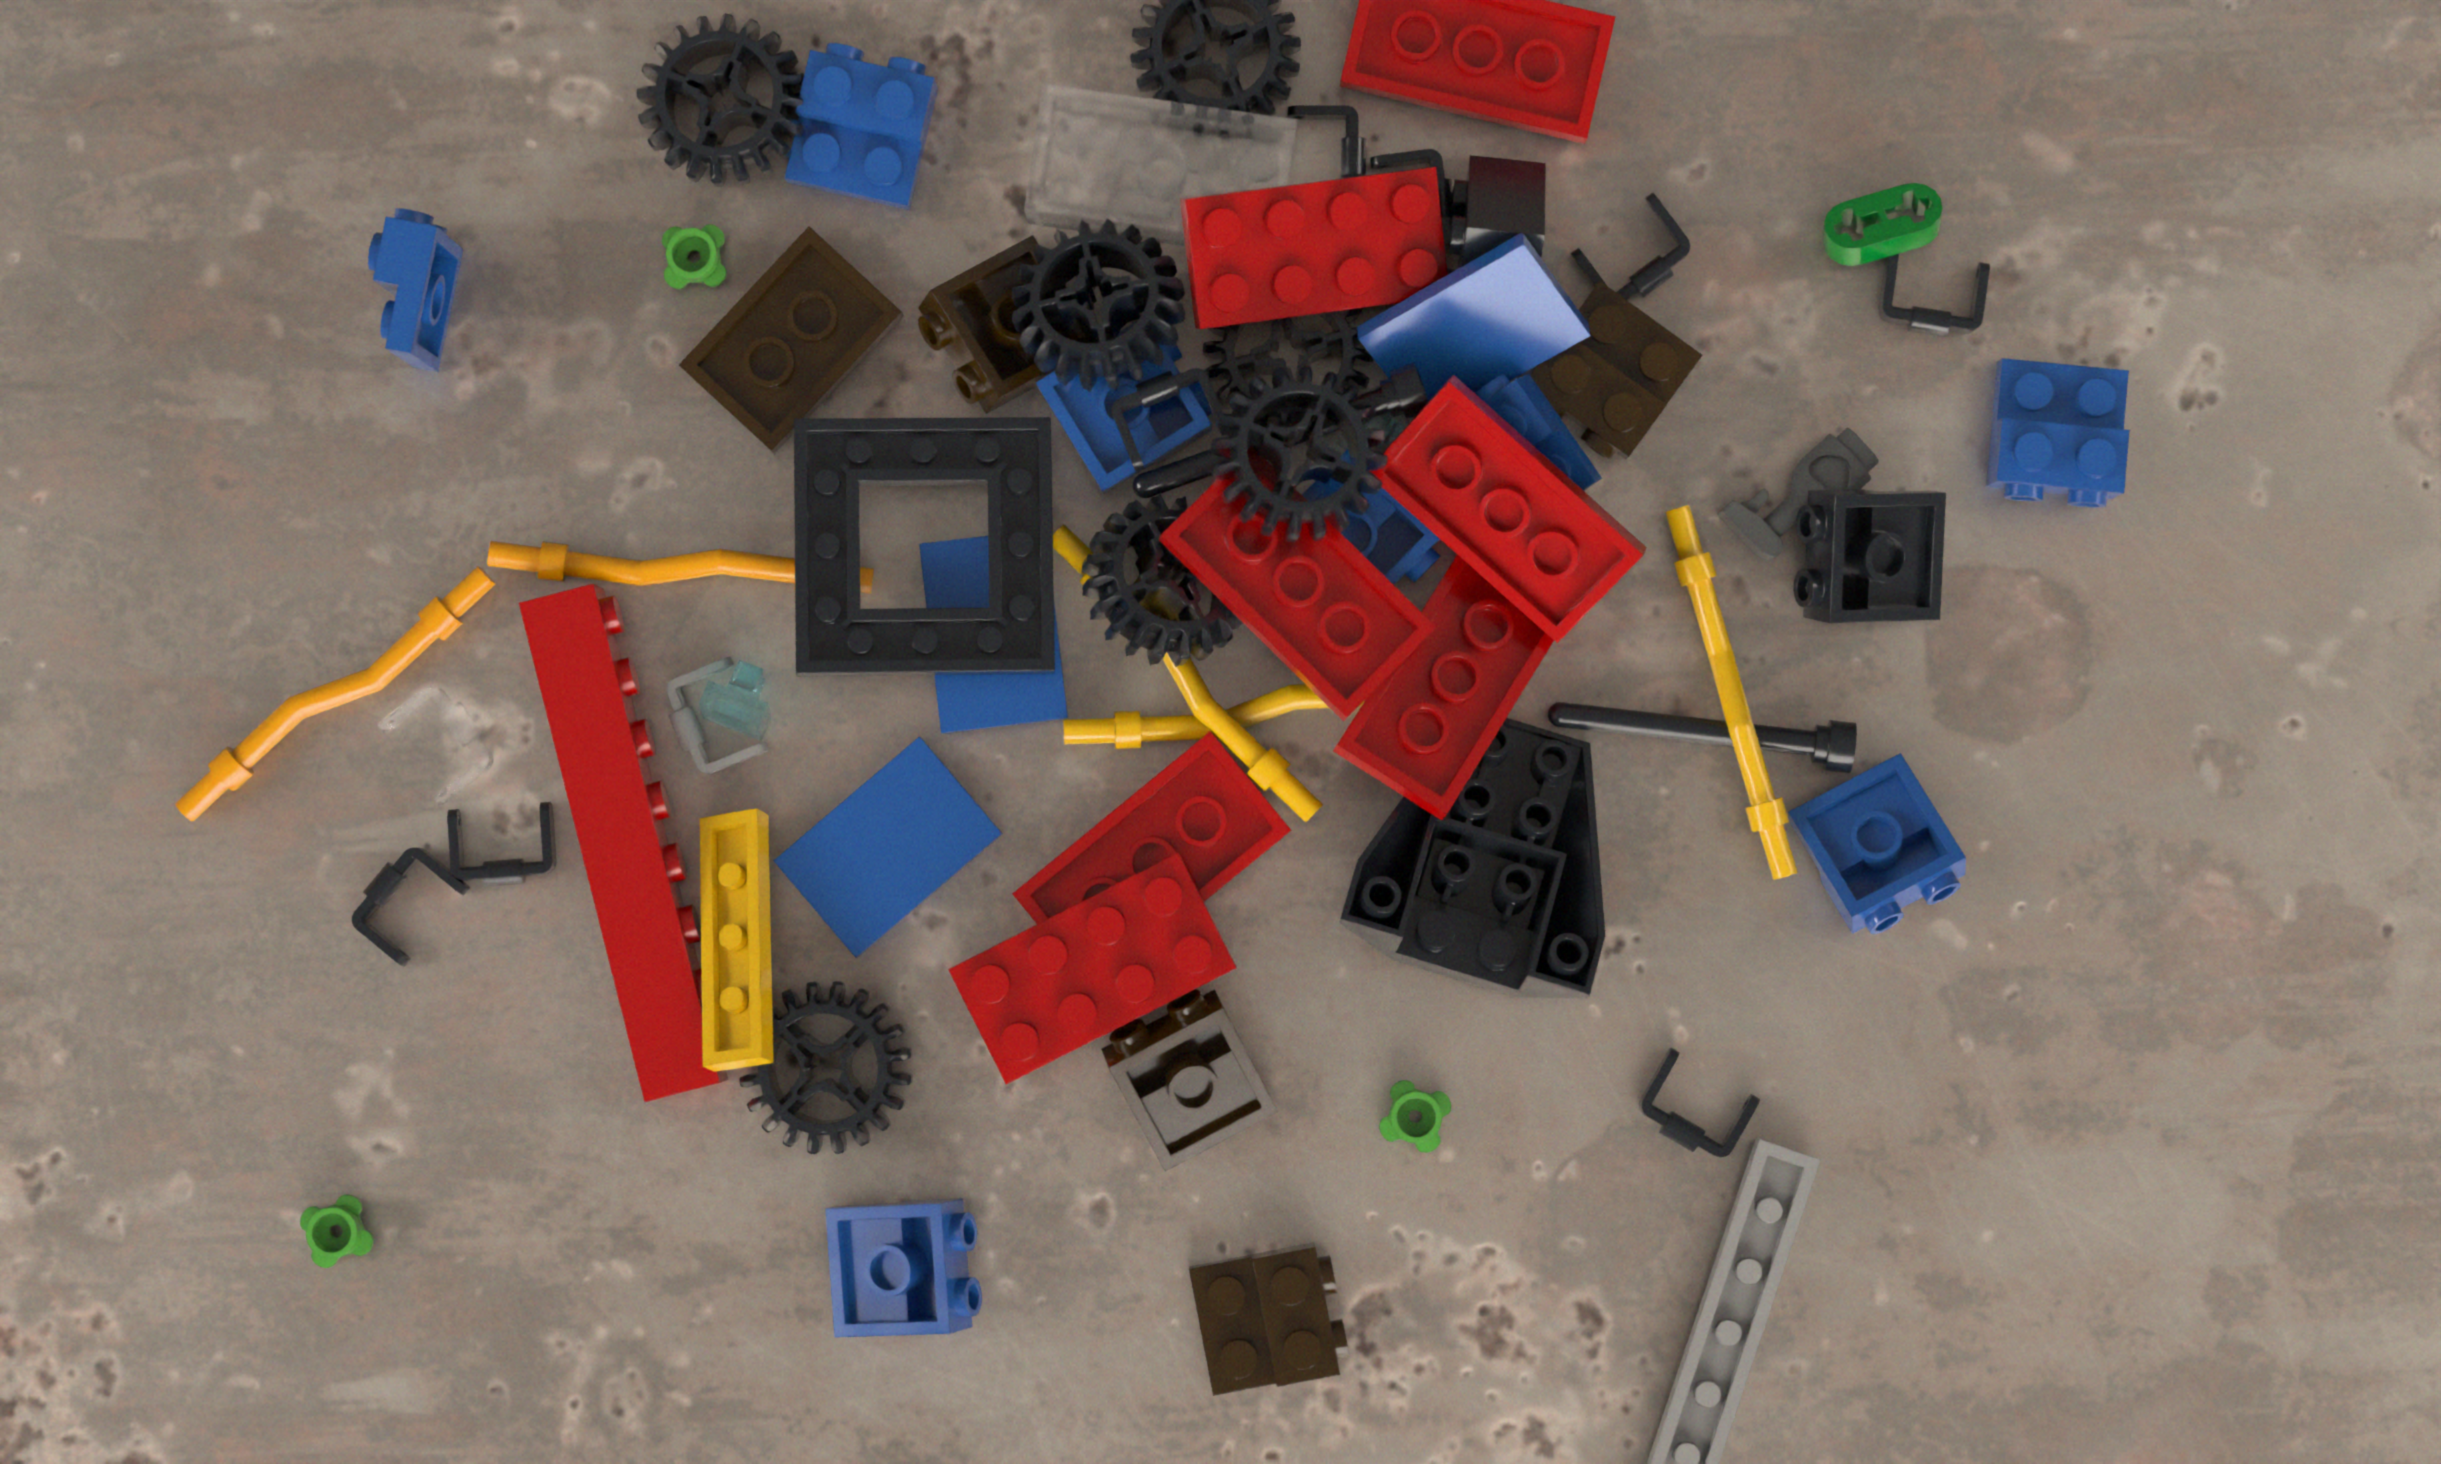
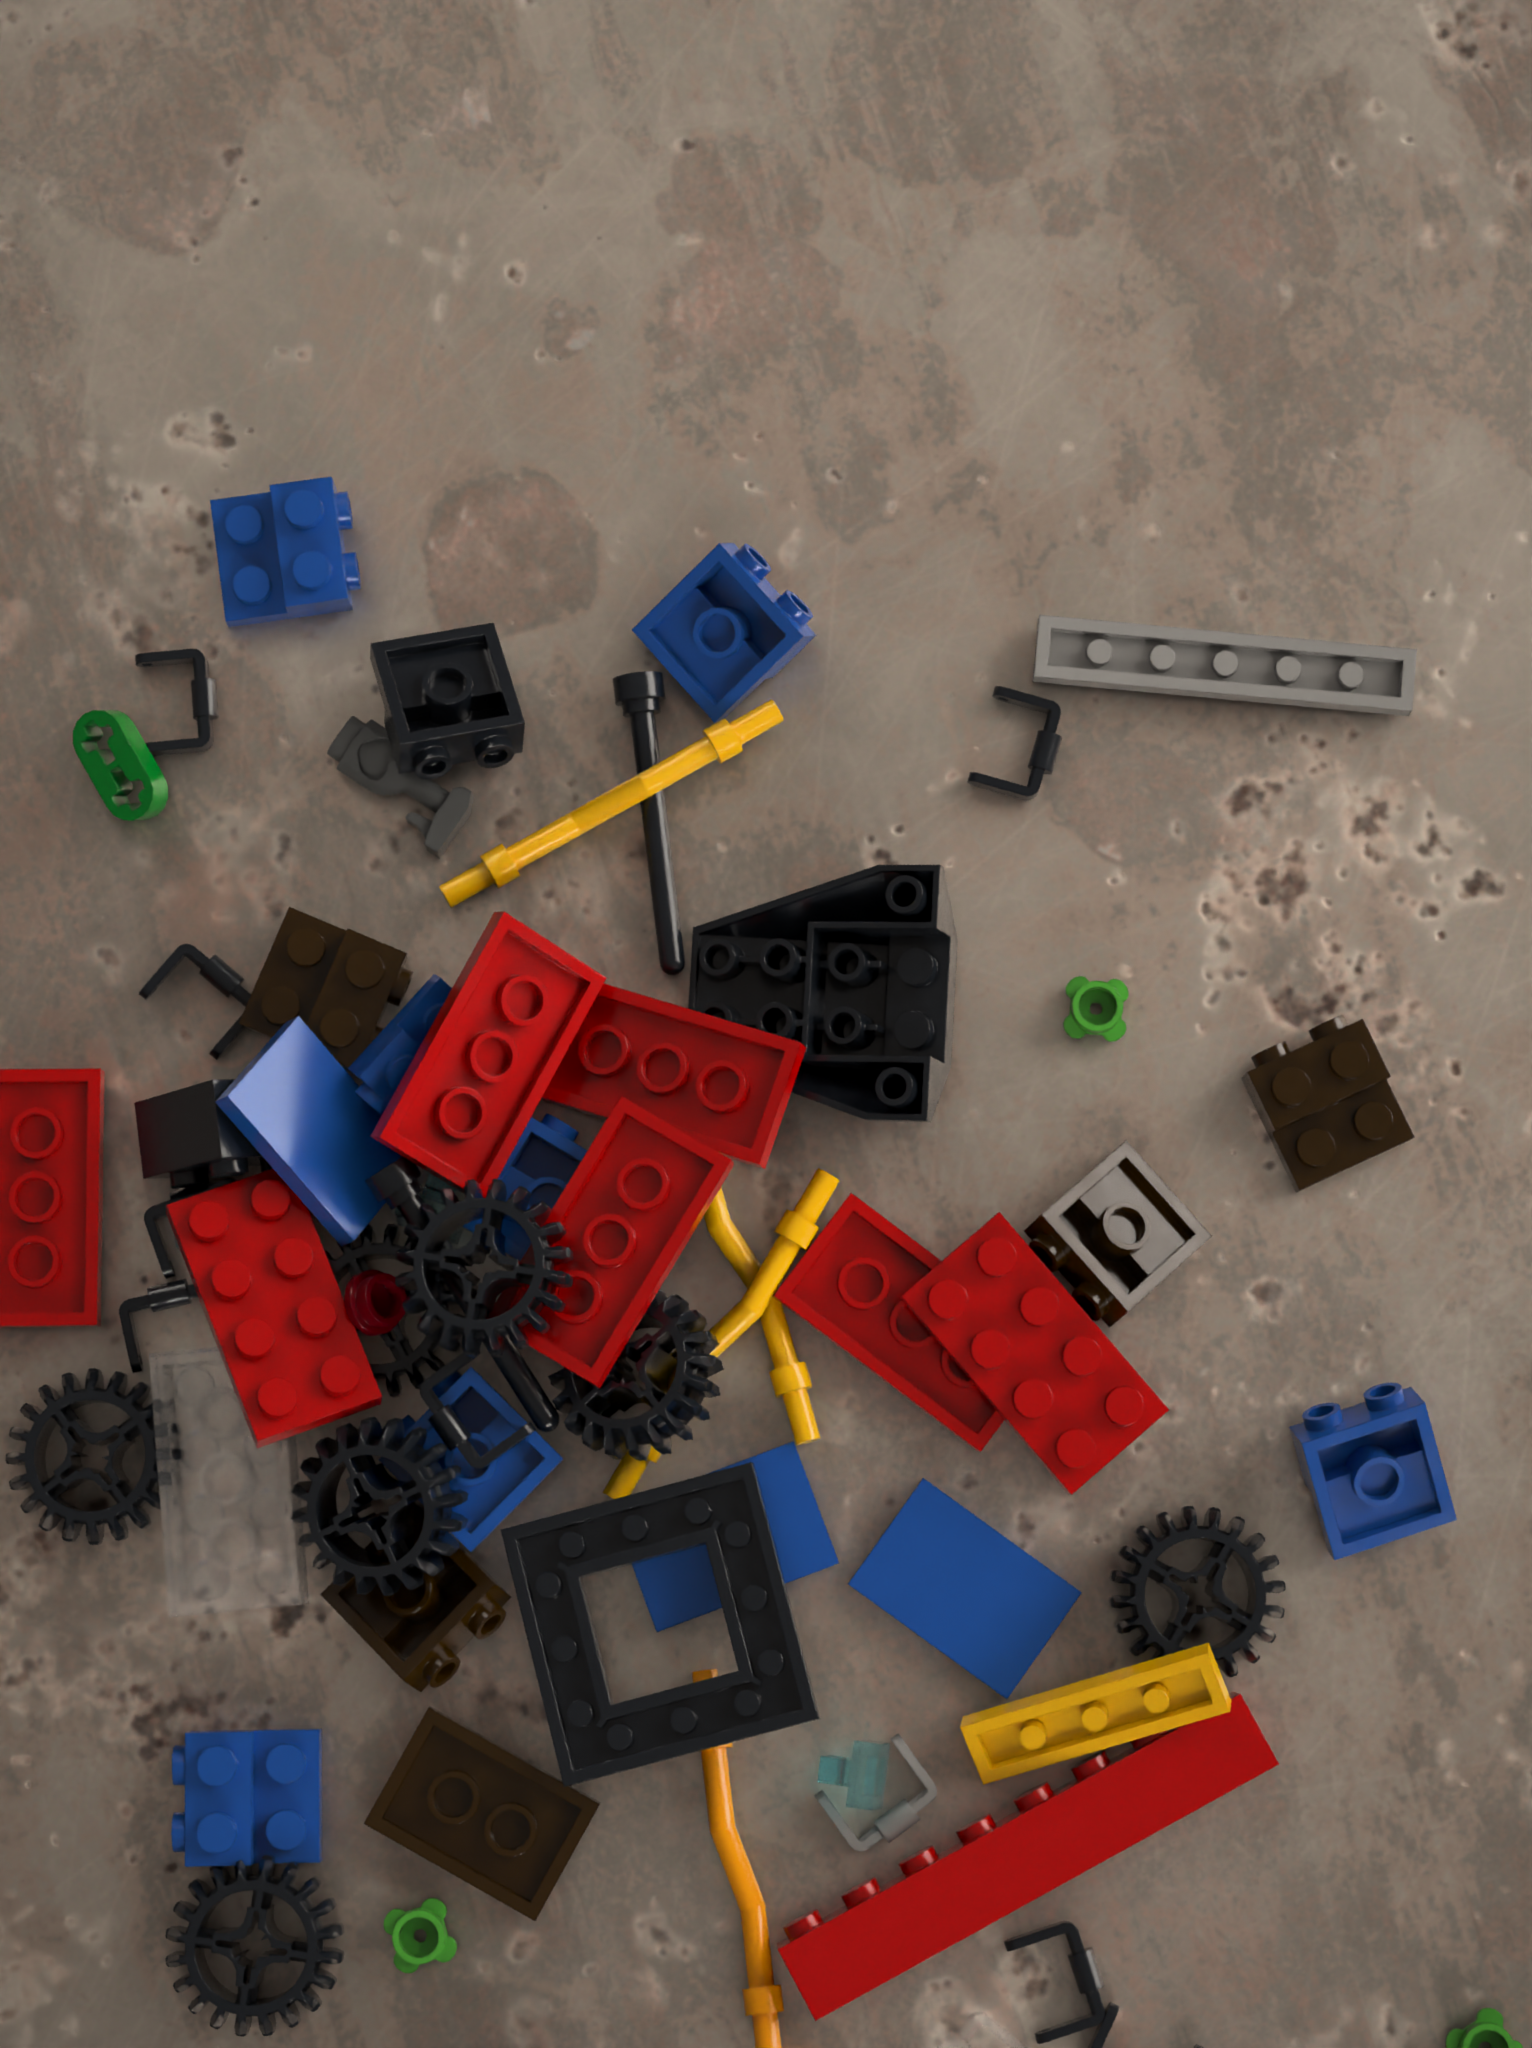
camera: 105 degrees left, 5 degrees down
(1294, 342) = (374, 1302): none -> dark red plate

